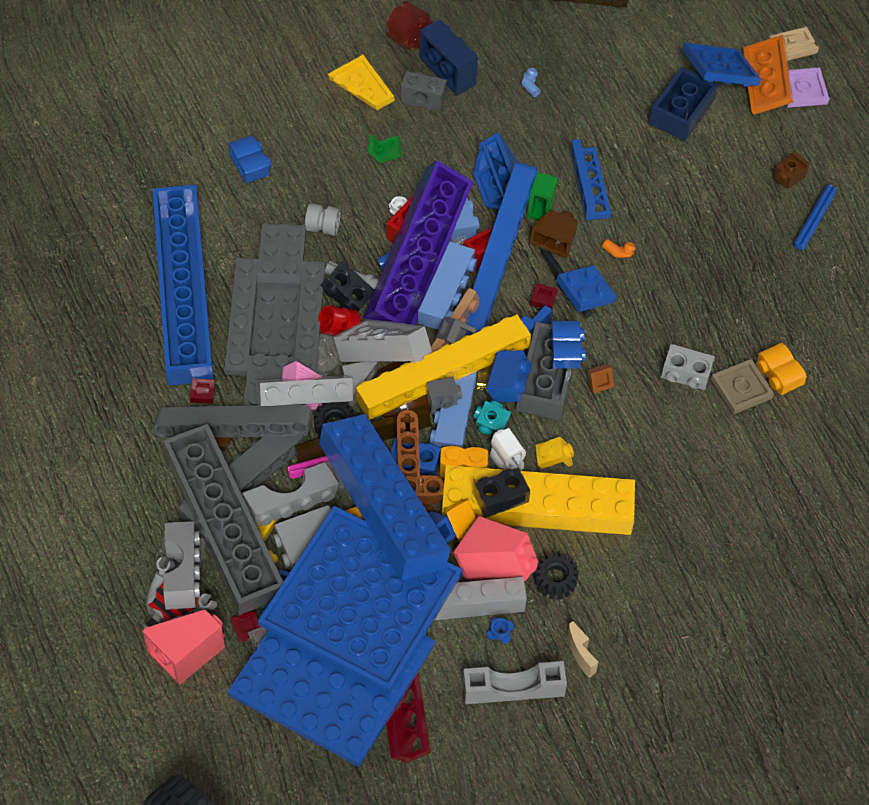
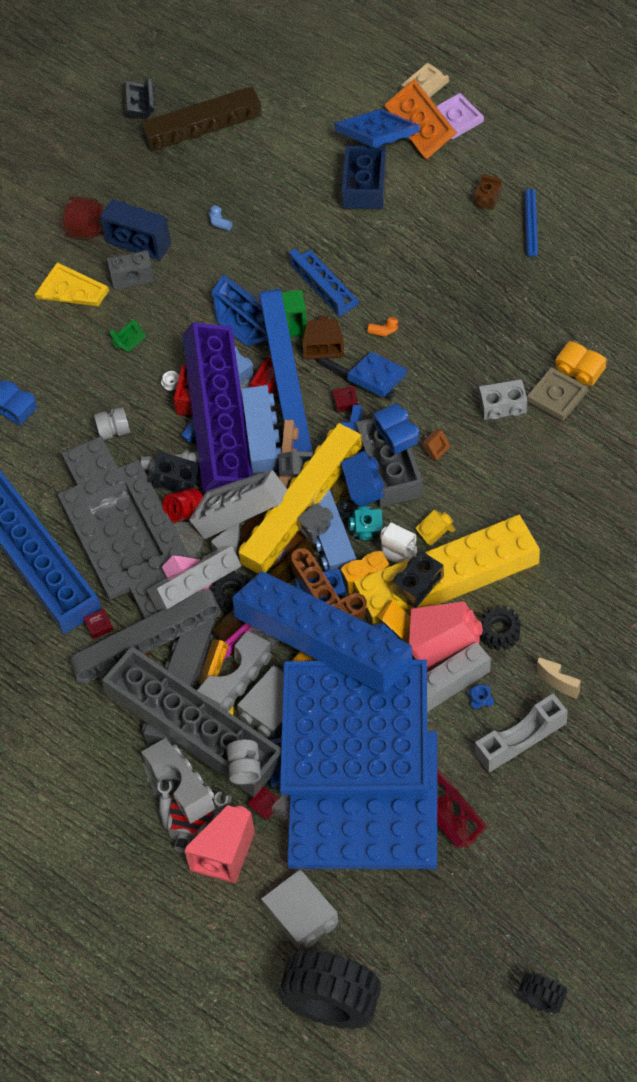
camera: 20 degrees left, 0 degrees up
(217, 740) = (300, 910): none -> light grey brick
(238, 578) = (243, 762): none -> light grey wheel
(282, 474) = (213, 660): none -> light orange slope
(480, 394) = (343, 506): none -> black hinge

